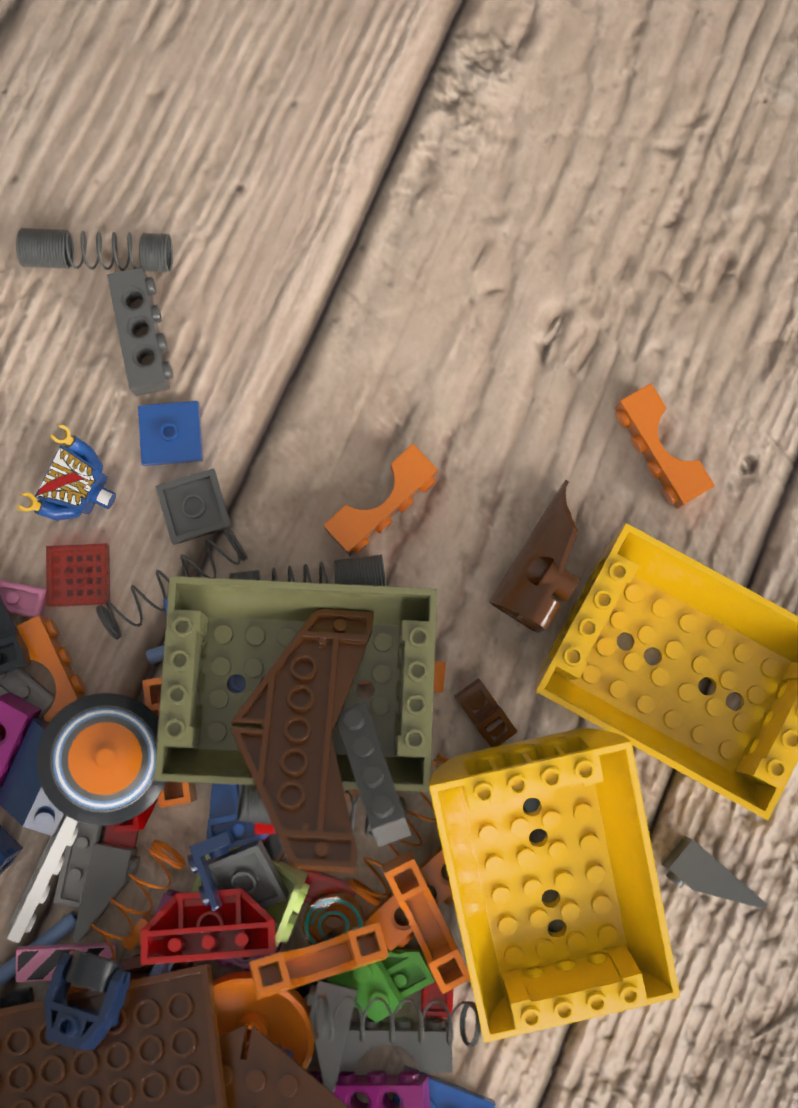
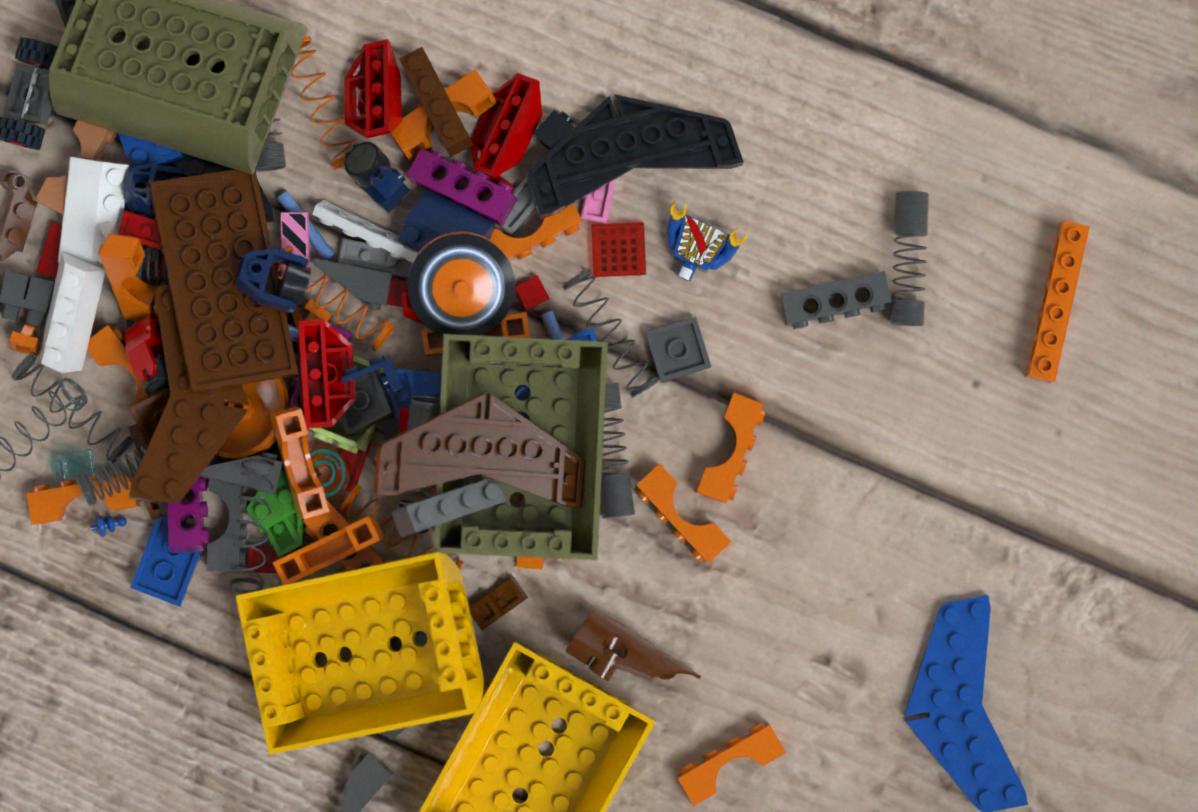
camera: 90 degrees right, 5 degrees up
(124, 674) = (532, 293): none -> red tile
(147, 95) = (1057, 301): none -> orange brick
(170, 433) = (744, 327): blue plate -> none
(271, 434) = (742, 416): none -> orange arch
(577, 211) = (952, 693): none -> blue wing

